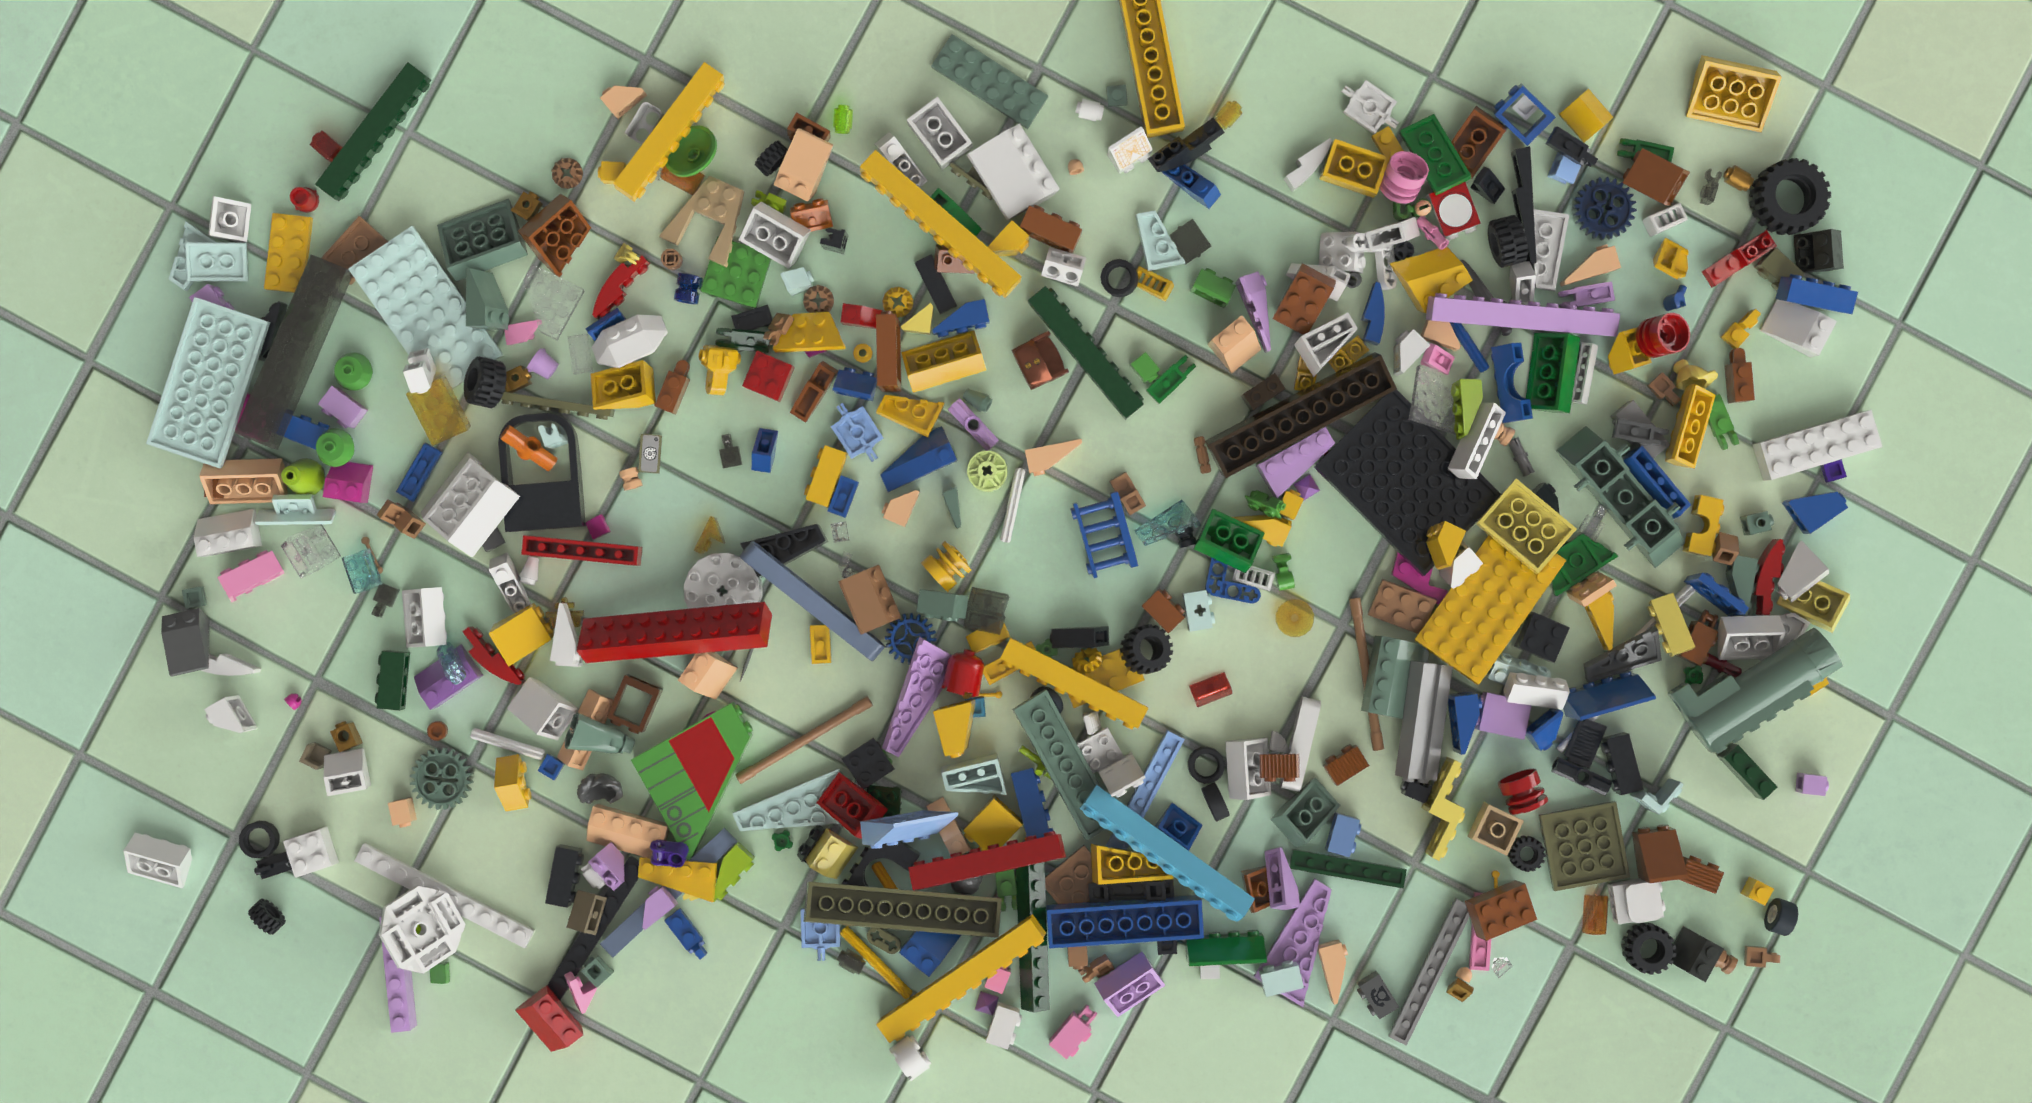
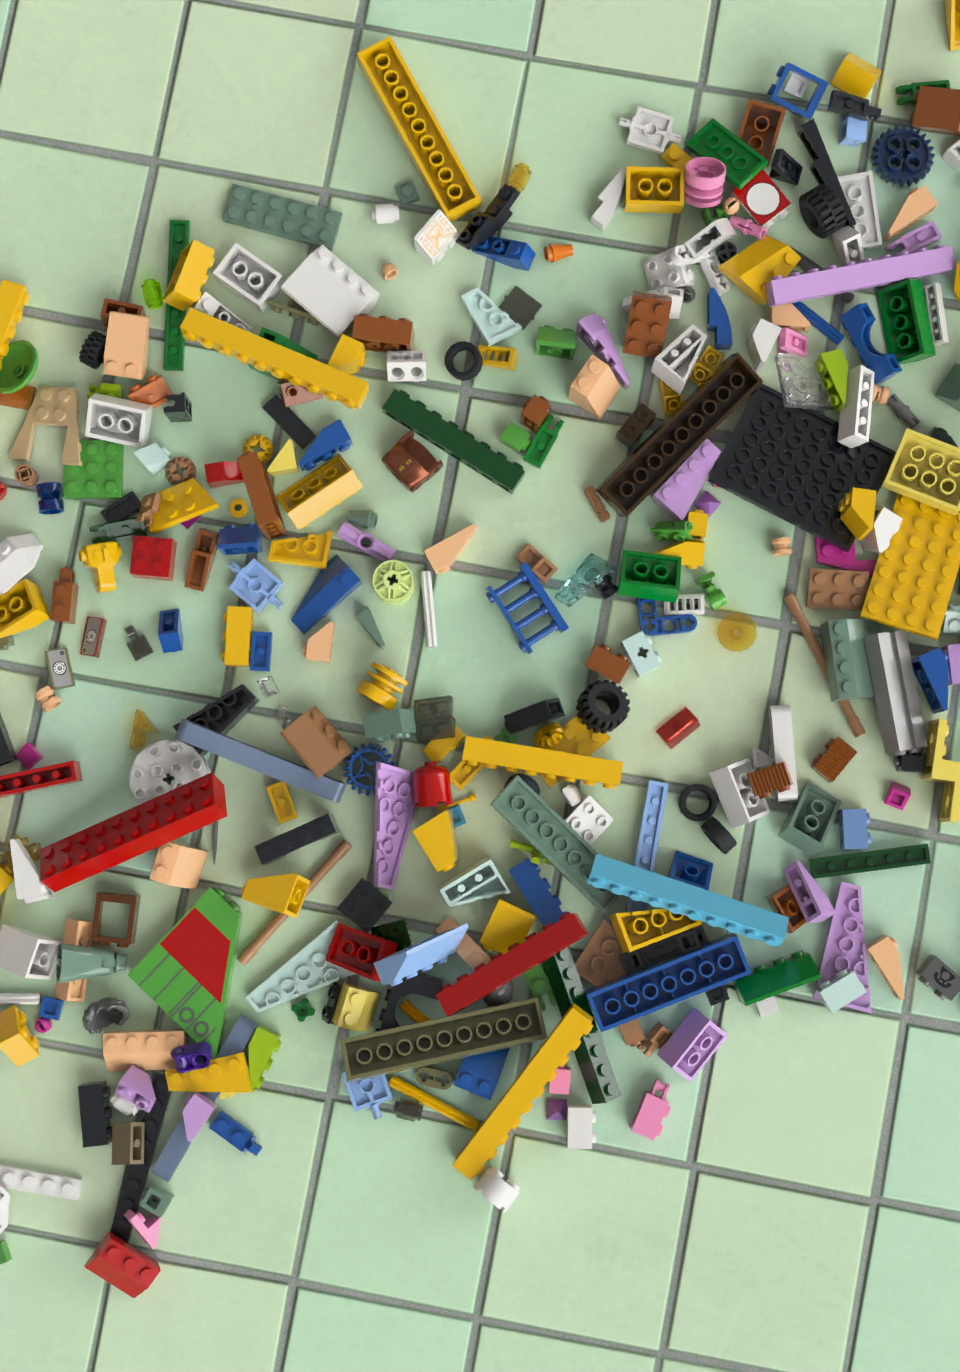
camera: 15 degrees left, 5 degrees down
(542, 778) = (46, 1022): none -> dark pink hinge
(689, 433) = (93, 636): none -> slope
(790, 728) = (277, 893): none -> yellow slope
(824, 685) = (297, 838): none -> black arch
(865, 126) = (174, 341): none -> green tile
(883, 115) = (189, 275): none -> yellow brick
(1122, 775) = (618, 837): white slope -> none
(1171, 350) = (535, 412): none -> dark orange brick
(1242, 199) = (556, 252): none -> orange cone
(1363, 550) = (781, 546): none -> light nougat wheel
(1394, 816) = (897, 795): none -> dark pink slope

